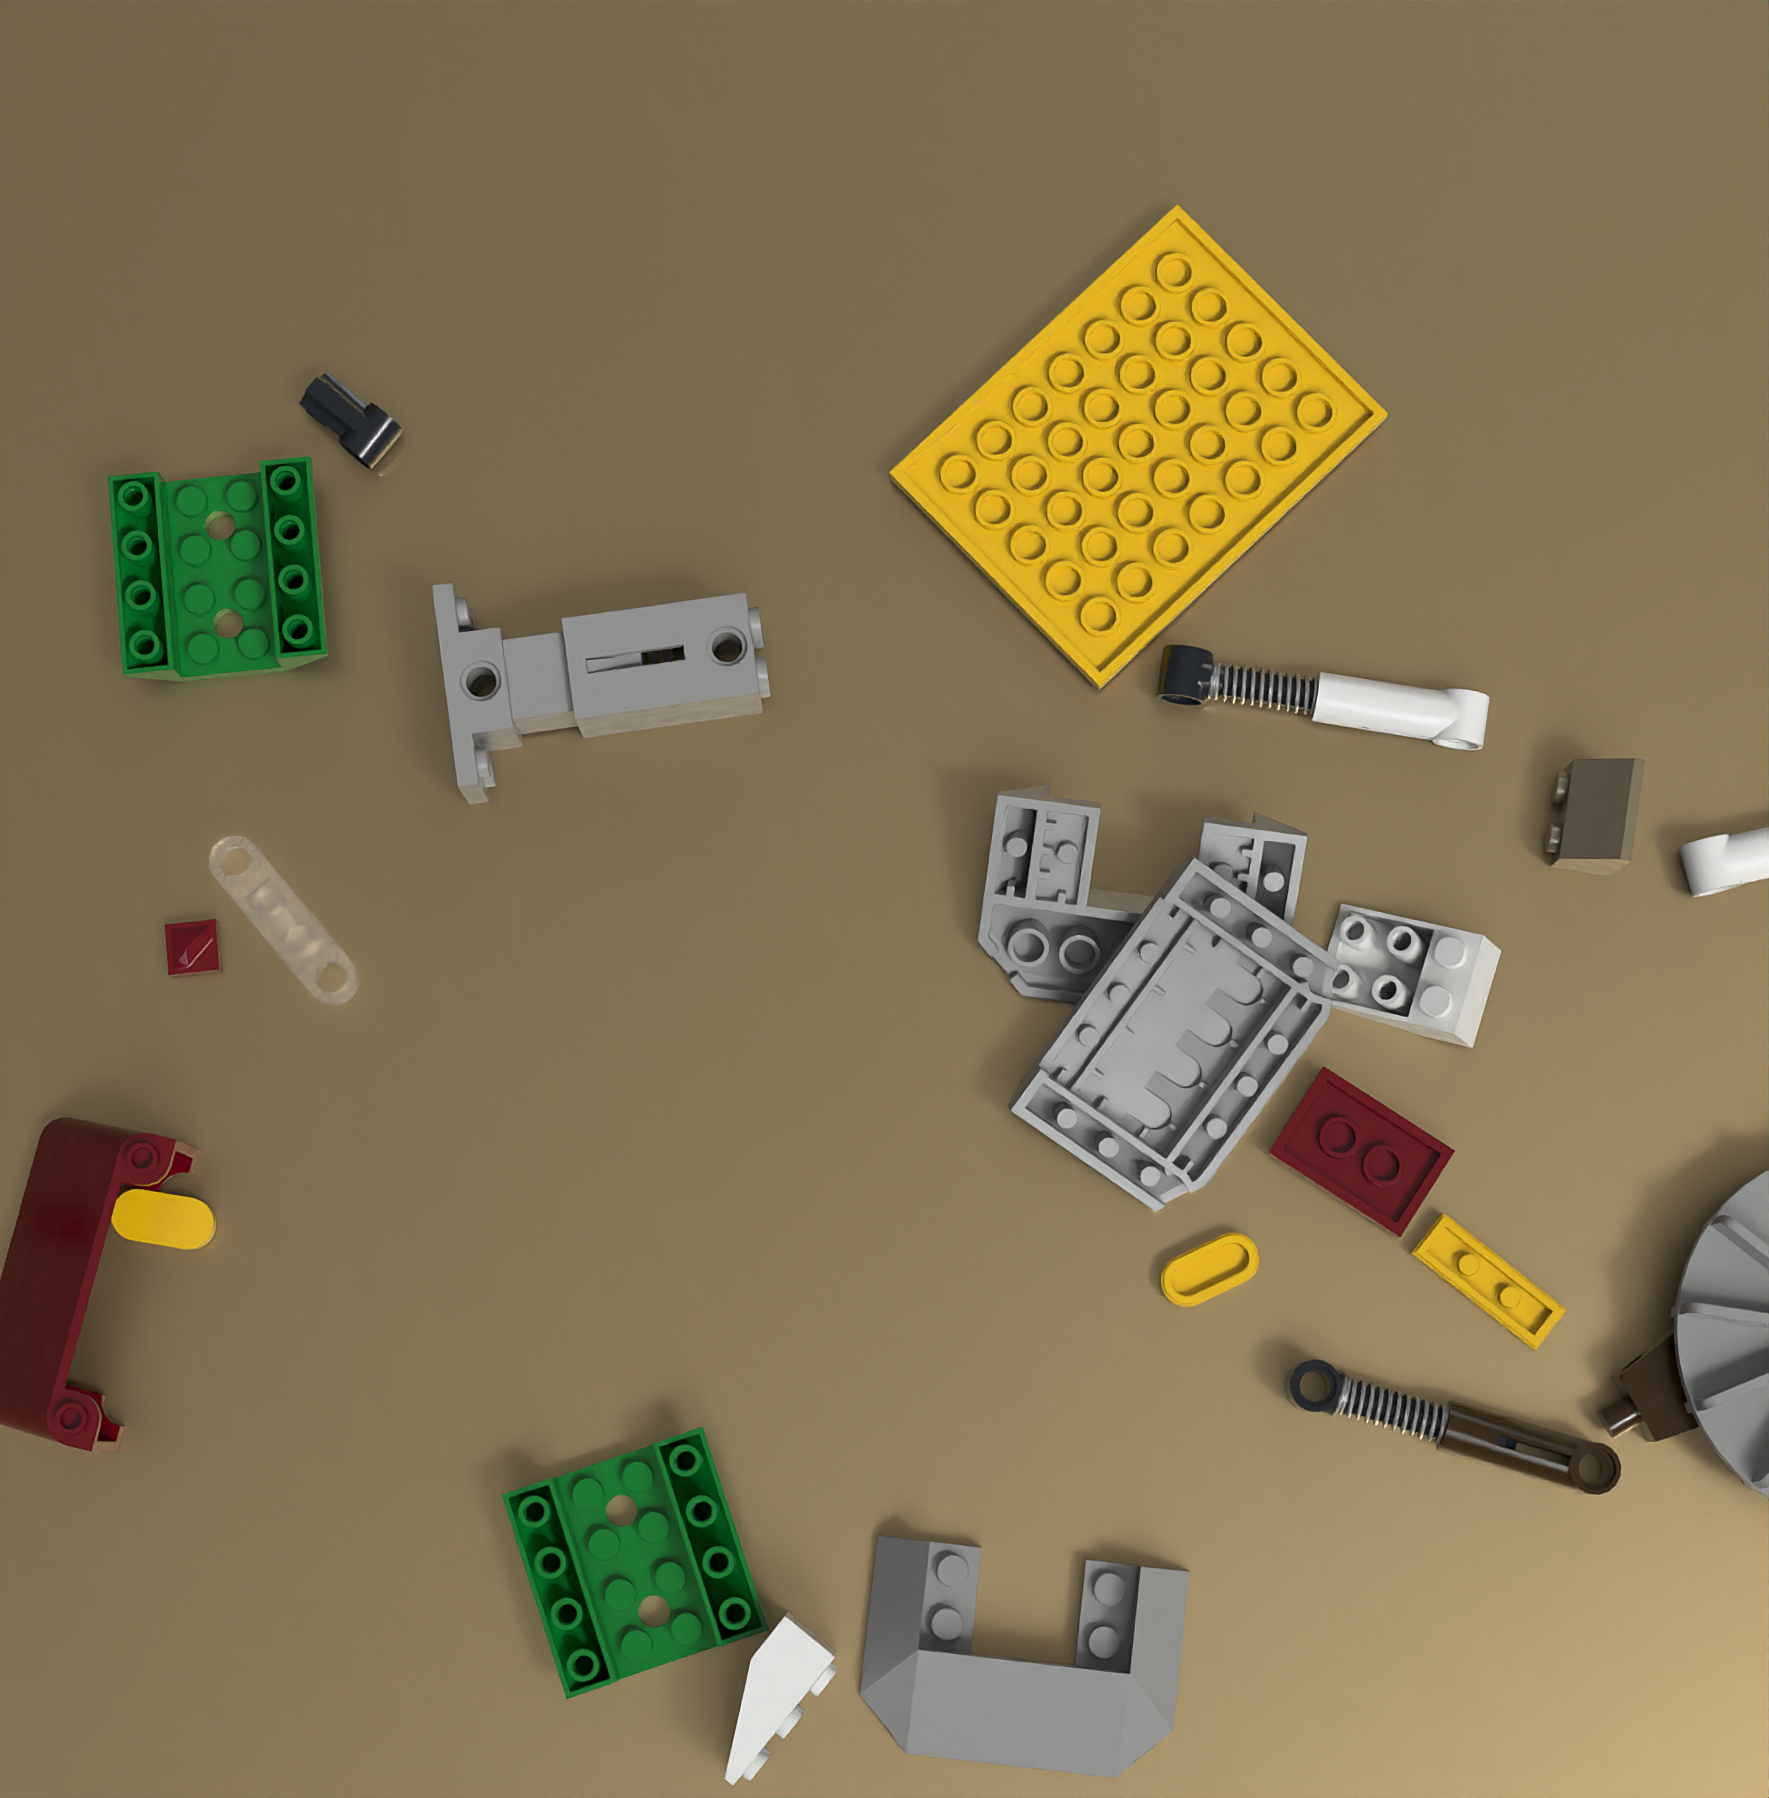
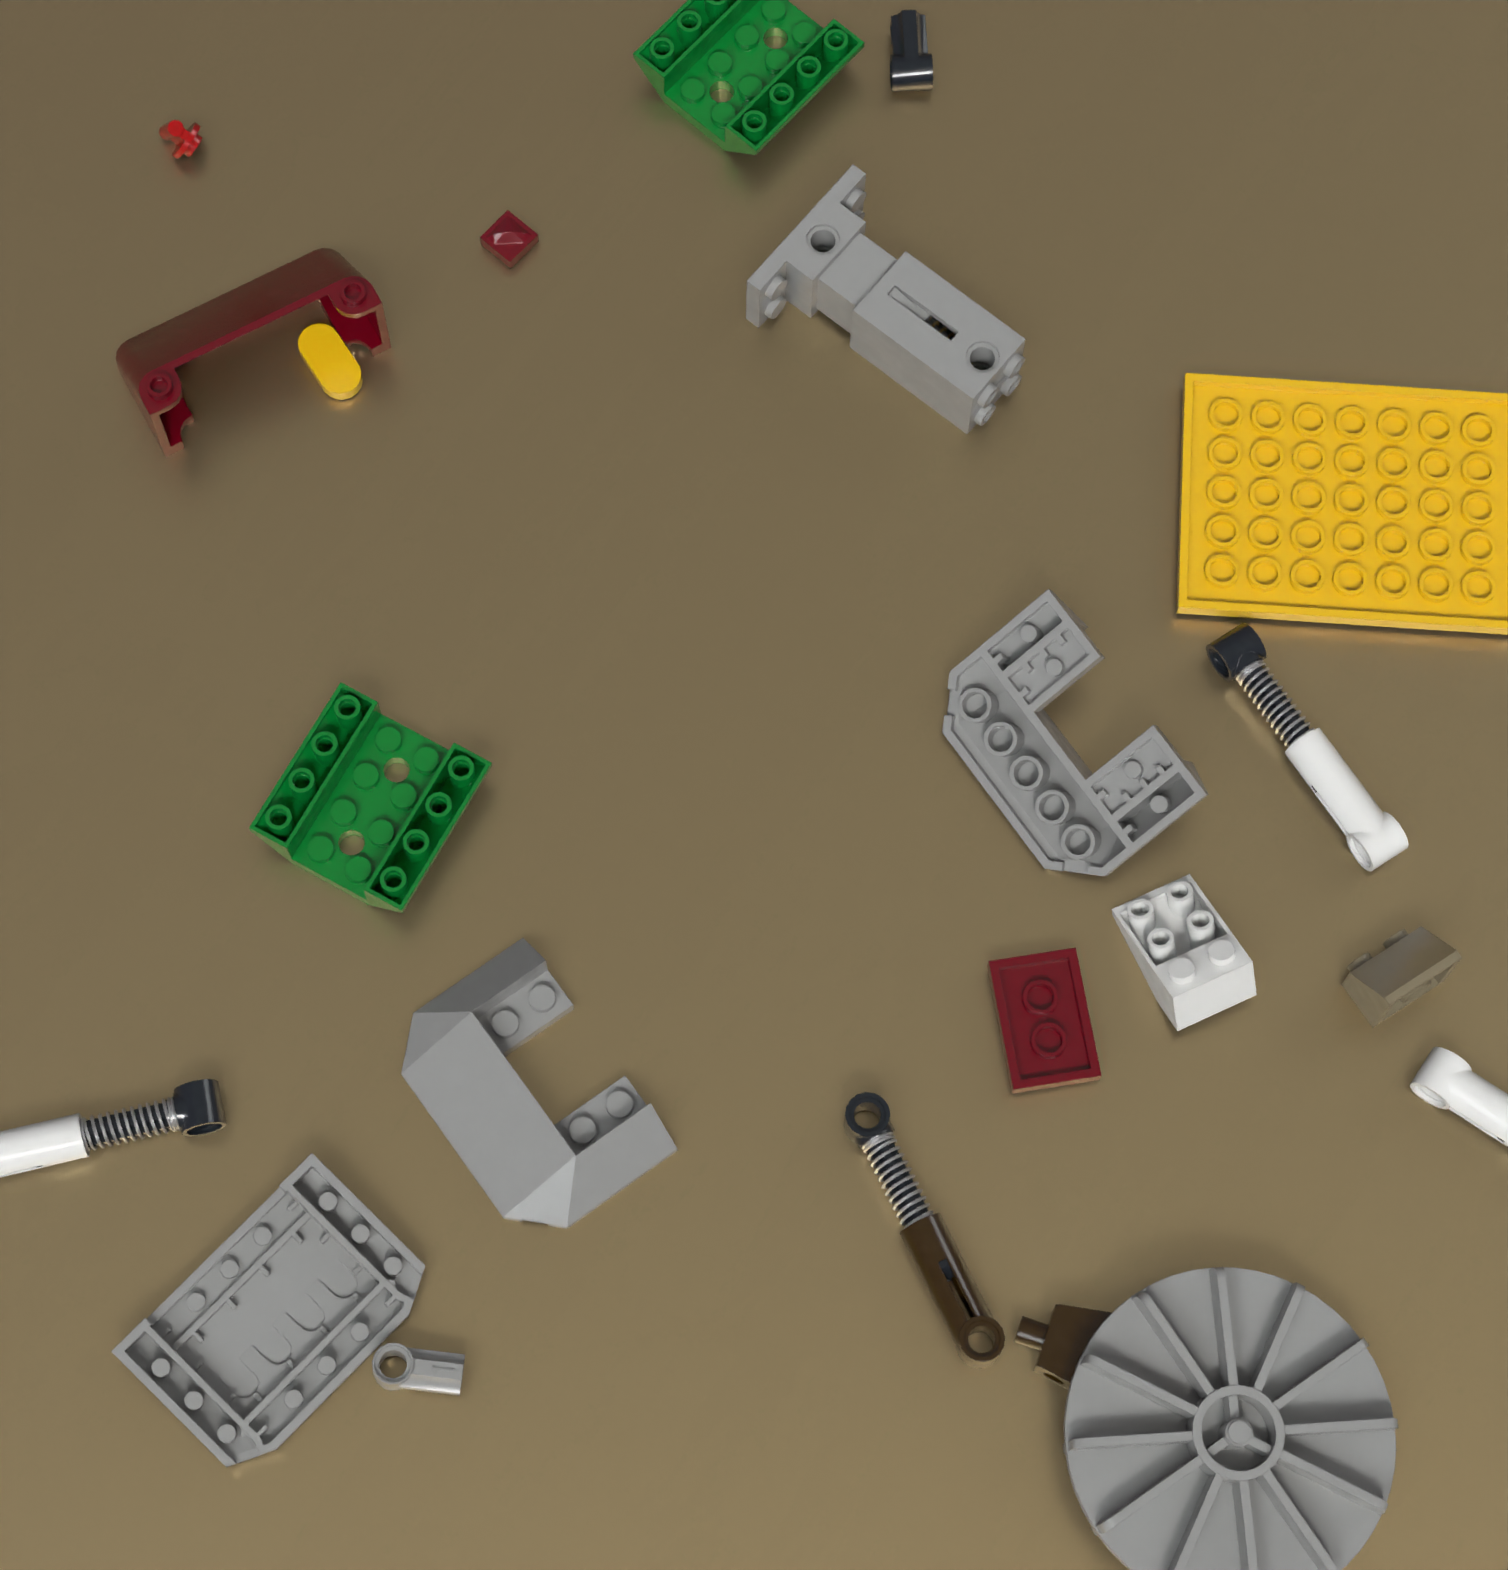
camera: 45 degrees right, 10 degrees down
(284, 920) = (574, 273): clear plate -> none
(778, 1678) = (371, 946): white slope -> none
(1180, 1038) = (1007, 840): light grey slope -> none
(1209, 1269) = (880, 994): yellow tile -> none
(1488, 1281) = (1039, 1175): yellow tile -> none

